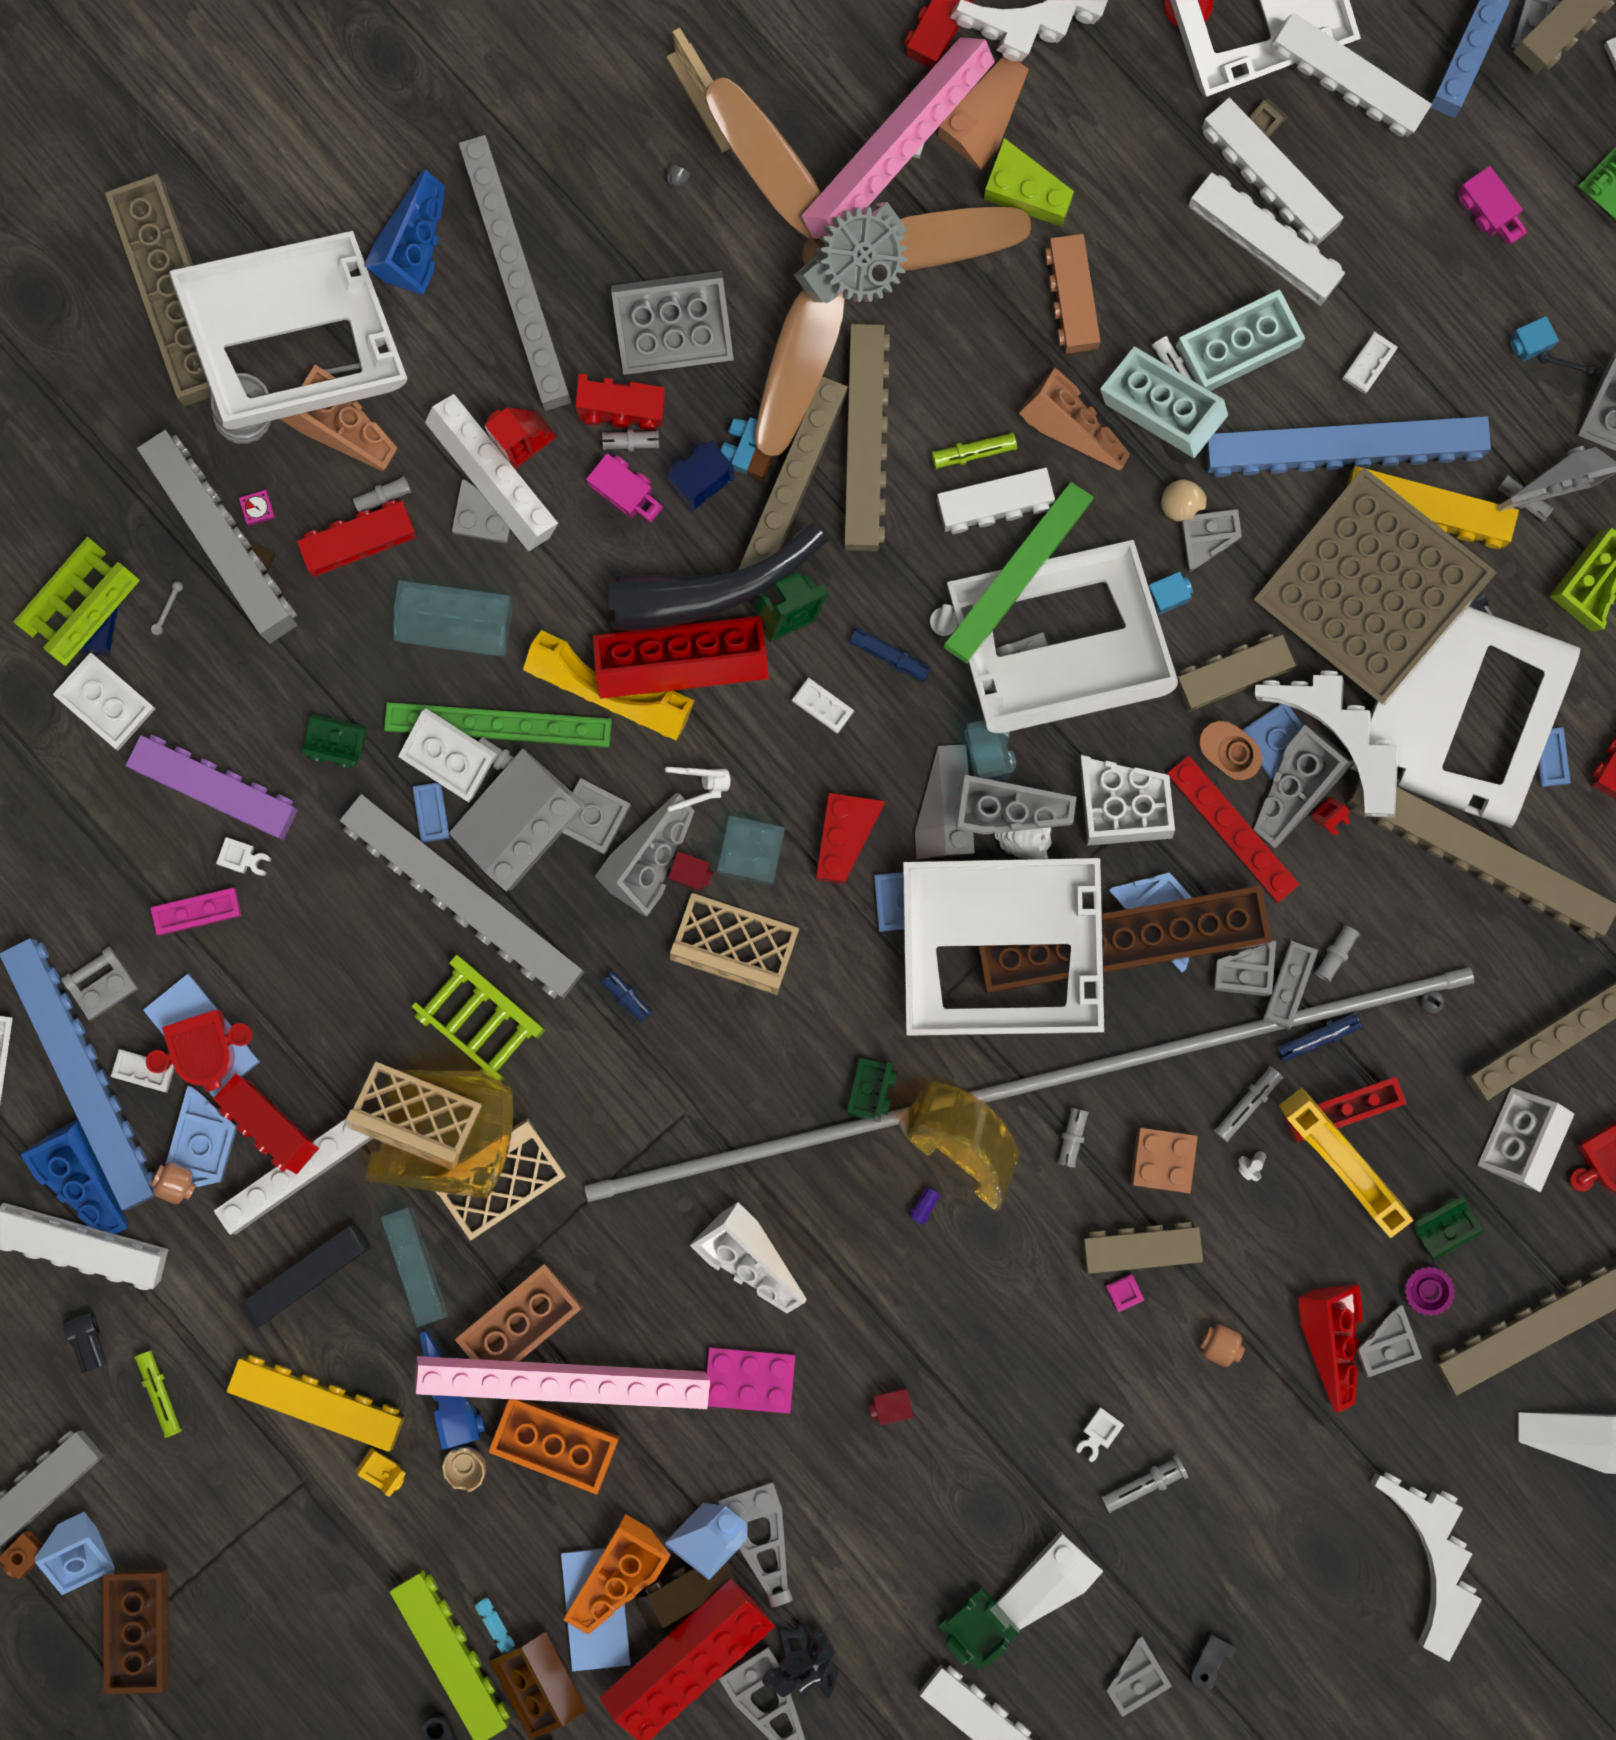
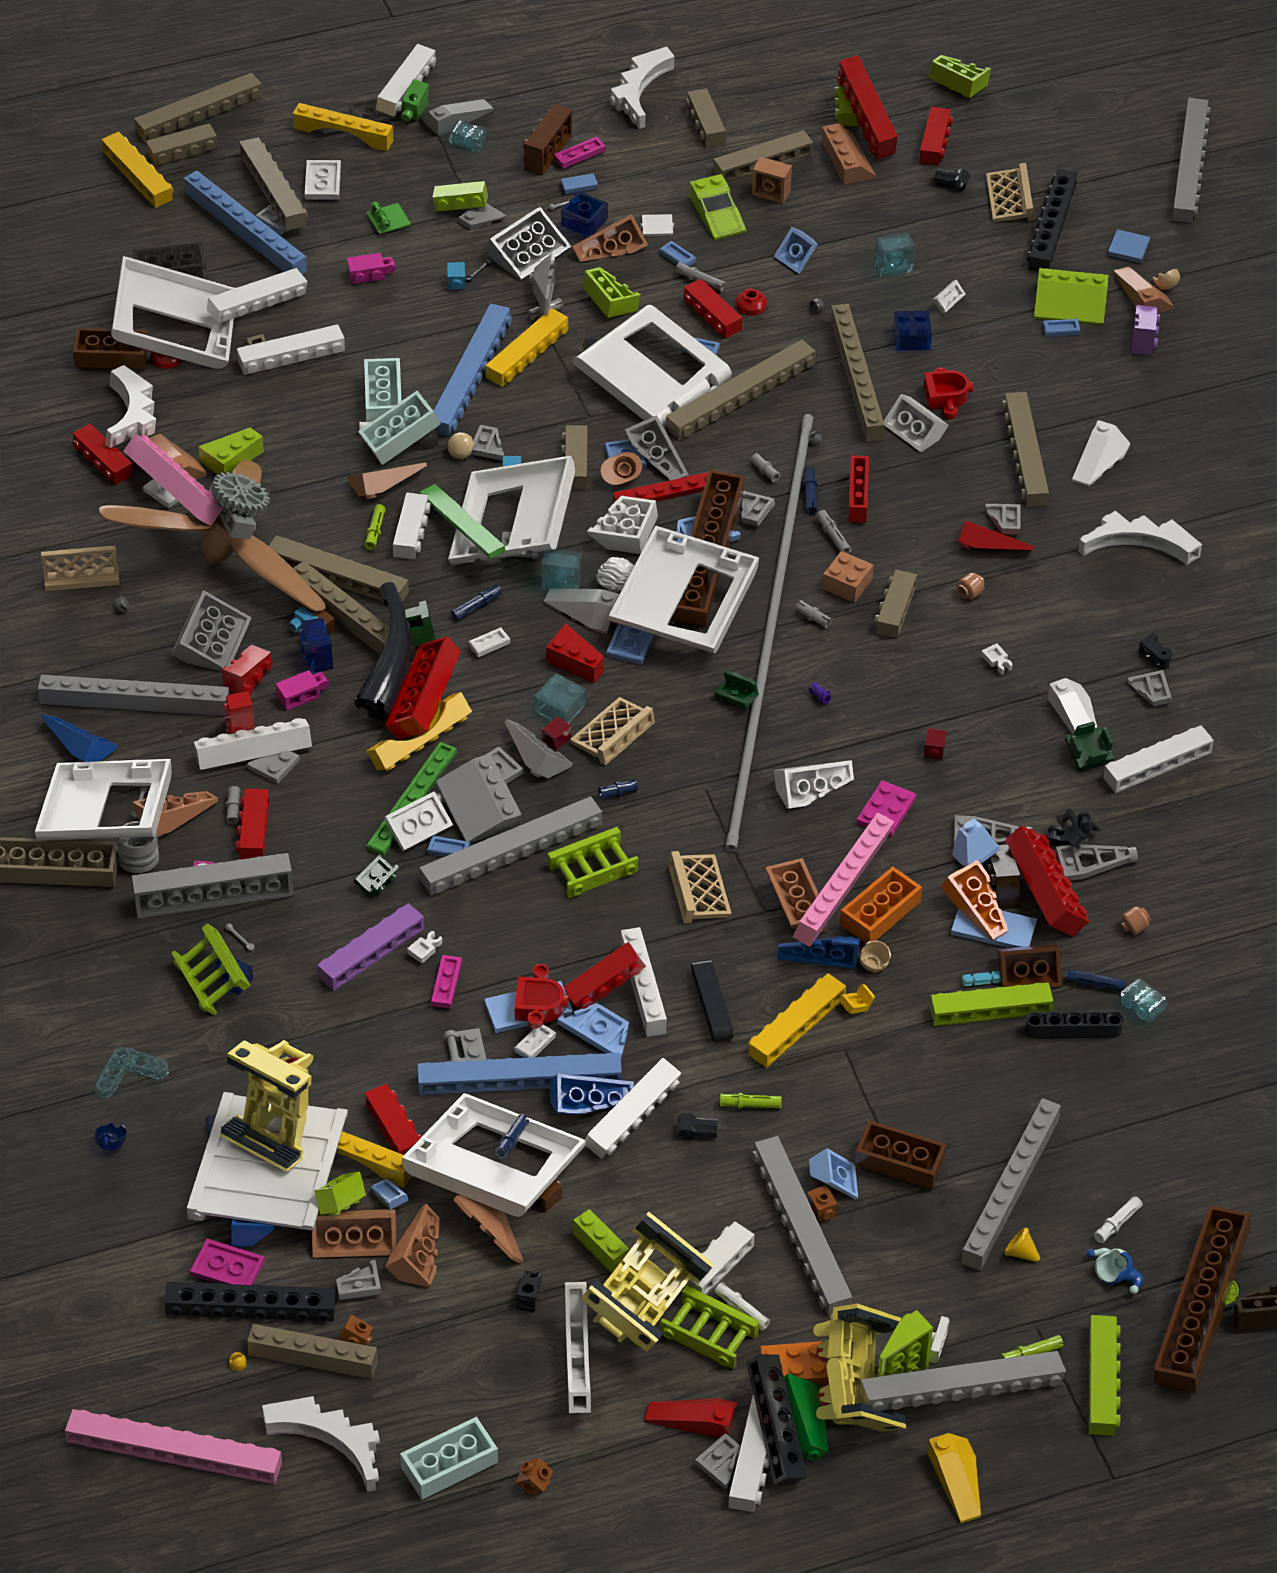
camera: 70 degrees left, 35 degrees down
(104, 701) = (282, 985): white plate -> none
(172, 1183) = (618, 1038): nougat head -> none
(404, 1138) = (647, 904): tan fence -> none
(414, 1267) = (734, 941): clear light blue brick -> none
(452, 618) = (331, 794): clear light blue slope -> none
(483, 1151) = (653, 890): clear yellow windscreen -> none
(630, 440) = (272, 677): light grey pin -> none
(714, 780) = (506, 704): white plant -> none
(944, 620) = (469, 572): white plate -> none
(965, 1133) = (809, 627): clear yellow windscreen -> none
(1002, 807) = (599, 563): light grey wedge -> none
(1073, 294) = (308, 453): nougat brick -> none
(1124, 1293) = (918, 622): dark pink tile -> none
(1156, 1473) = (1040, 664): light grey pin -> none
(1251, 1169) = (871, 542): white plate -> none
(1266, 238) = (327, 364): white brick -> none
(1290, 985) = (768, 488): light grey tile -> none
(1324, 702) = (616, 418): white arch -> none
(1330, 814) = (683, 444): red tile -> none
(1346, 1162) = (918, 490): yellow arch -> none
(1369, 363) = (428, 346): white plate -> none
(1375, 586) = (561, 373): dark tan plate -> none
(1430, 1291) = (983, 489): magenta hat -> none
(1447, 1228) = (950, 471): dark green bracket -> none

